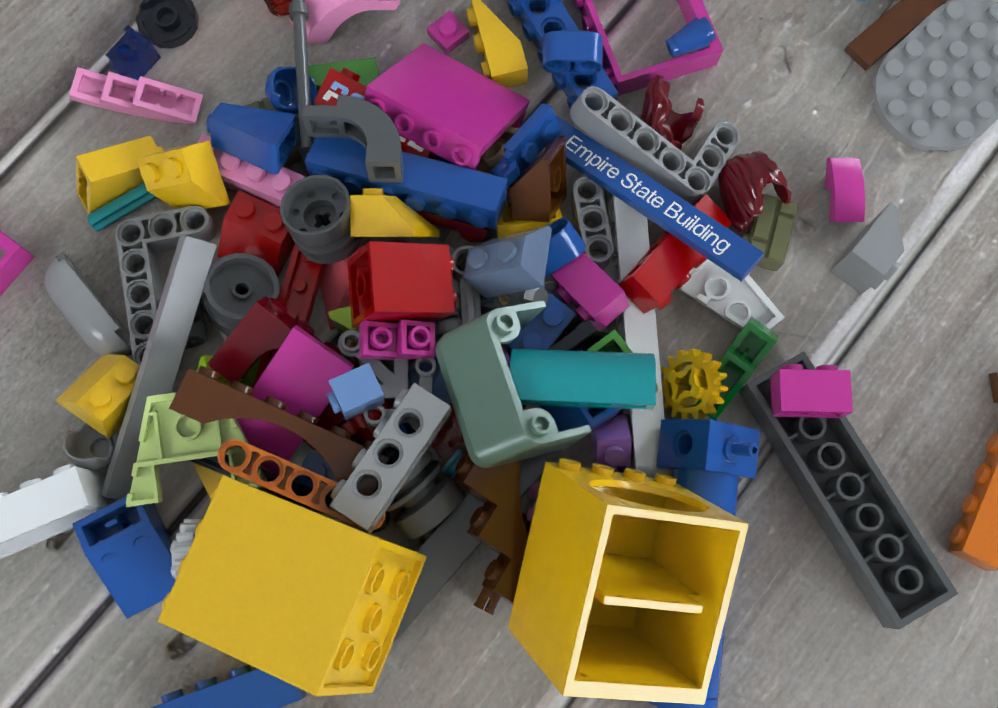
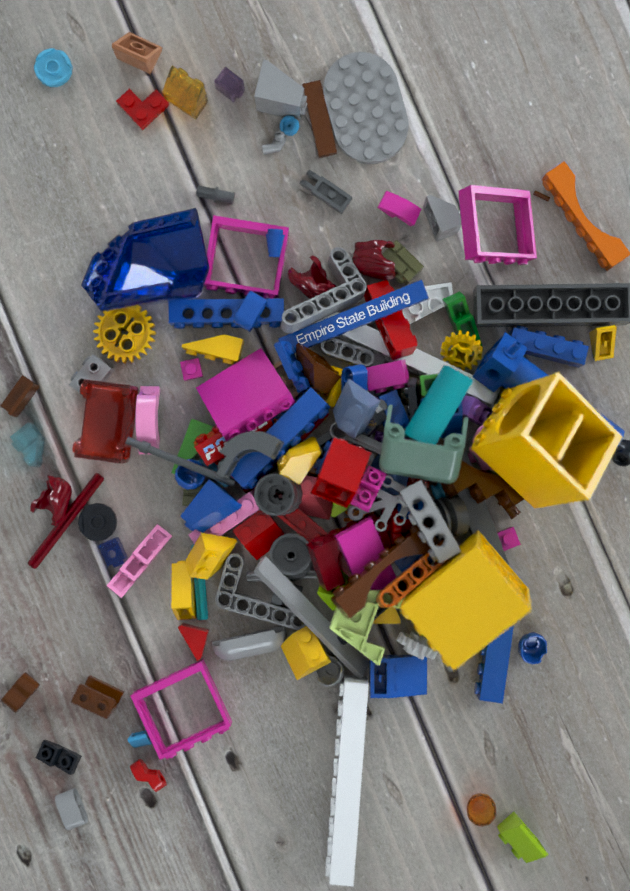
camera: 60 degrees left, 10 degrees up
(55, 226) = (195, 638): none -> red slope
(355, 392) = (387, 523): medium blue brick -> none
(439, 617) = (508, 538): none -> dark pink plate
(776, 522) = (551, 348): none -> blue brick
(804, 83) = (327, 192): none -> dark grey hinge
(811, 392) = (502, 296): dark pink brick -> none
(836, 603) = (603, 342): none -> yellow slope
(960, 315) = (523, 220): none -> dark pink window

